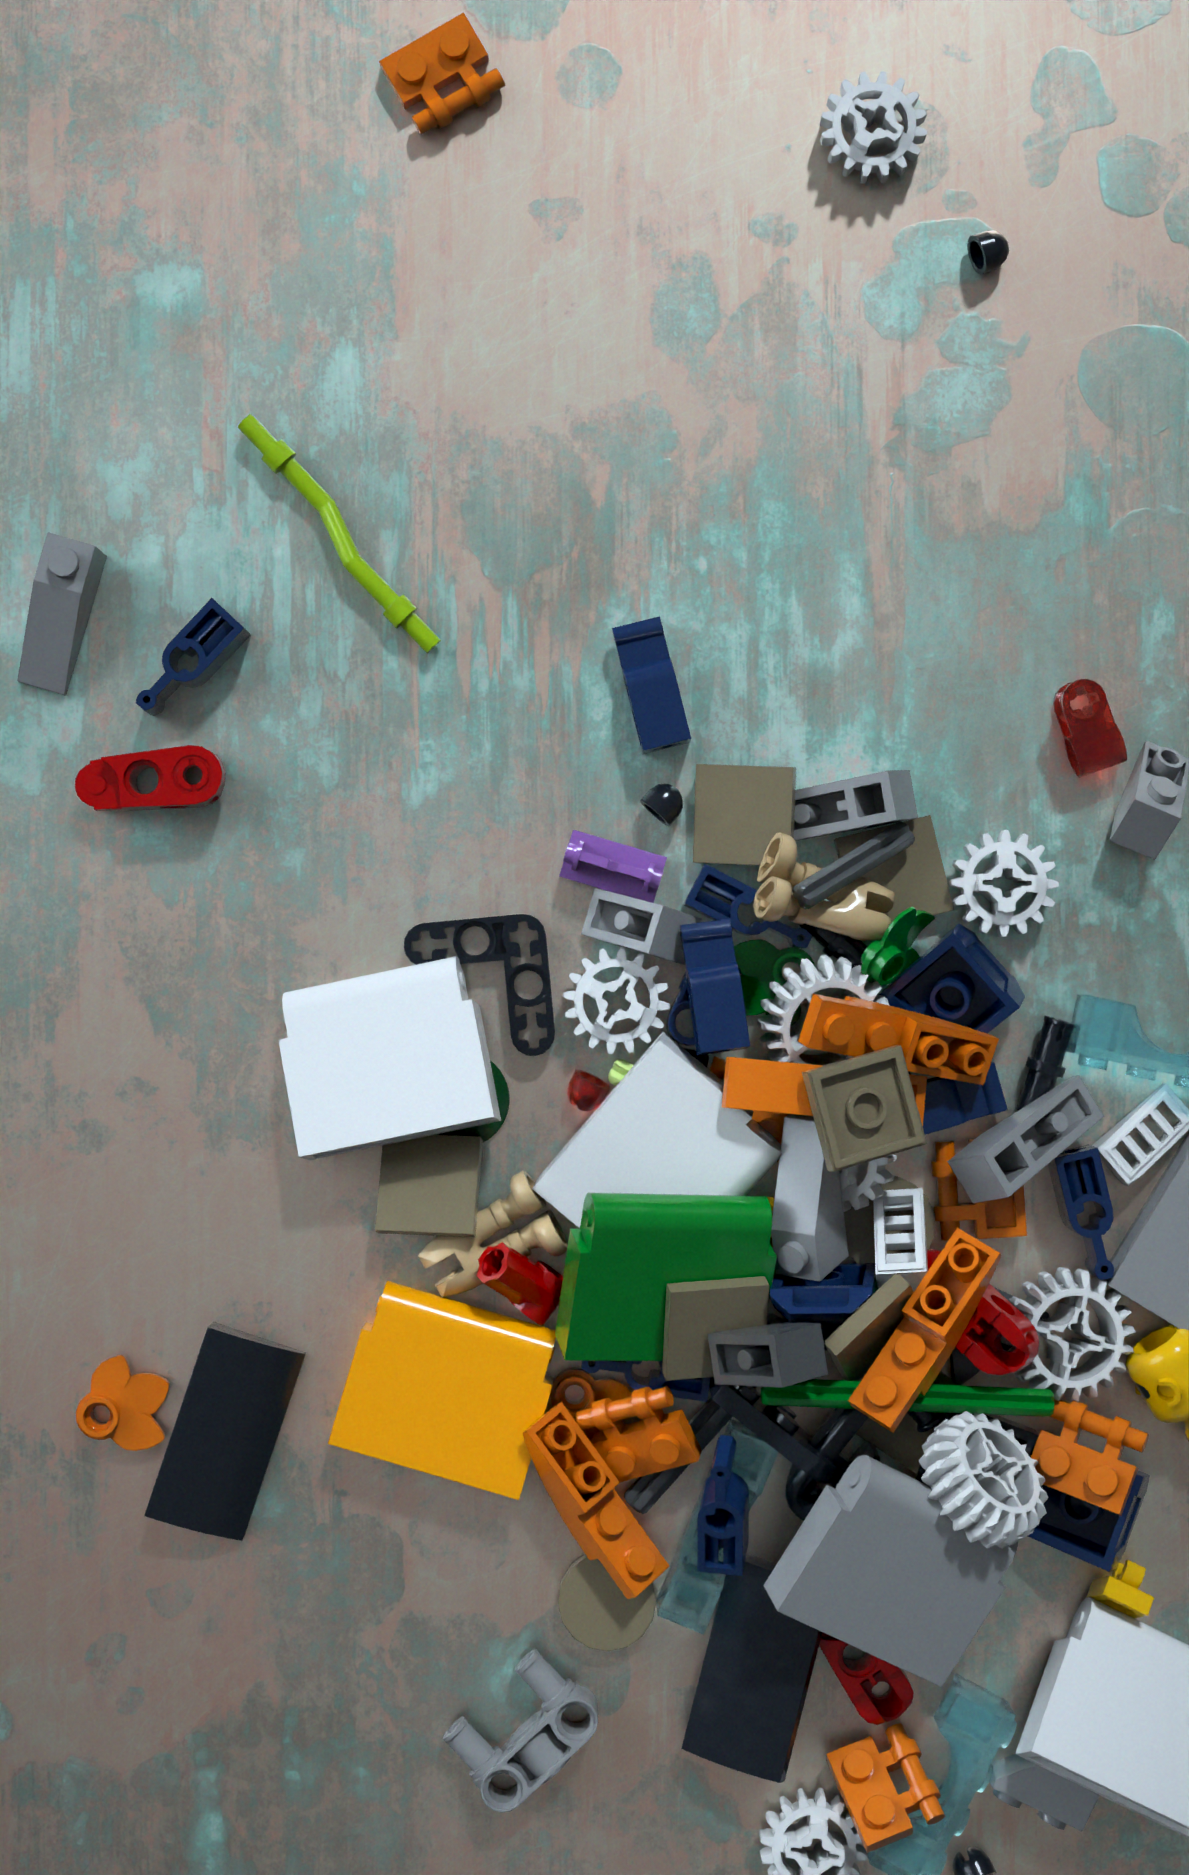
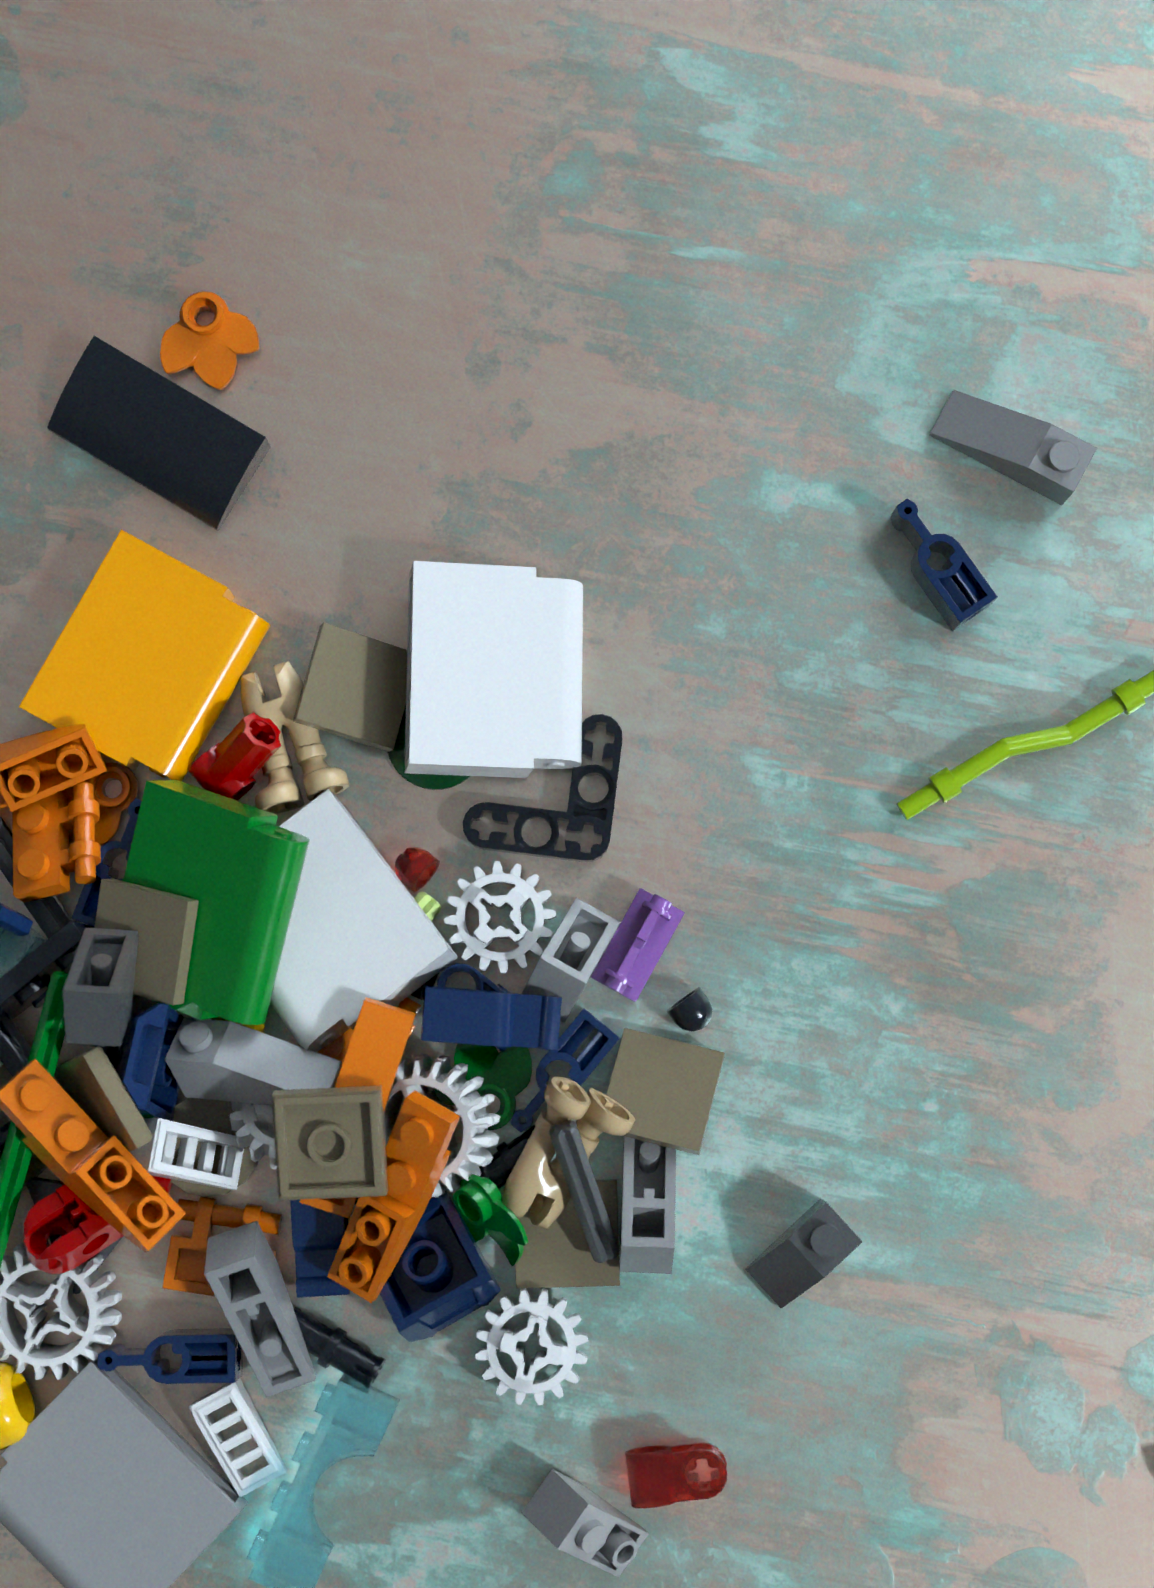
camera: 100 degrees right, 5 degrees down
(112, 780) = (831, 461): red piece -> none
(651, 685) = (815, 1024): dark blue piece -> none
(864, 651) = (804, 1254): none -> dark grey slope

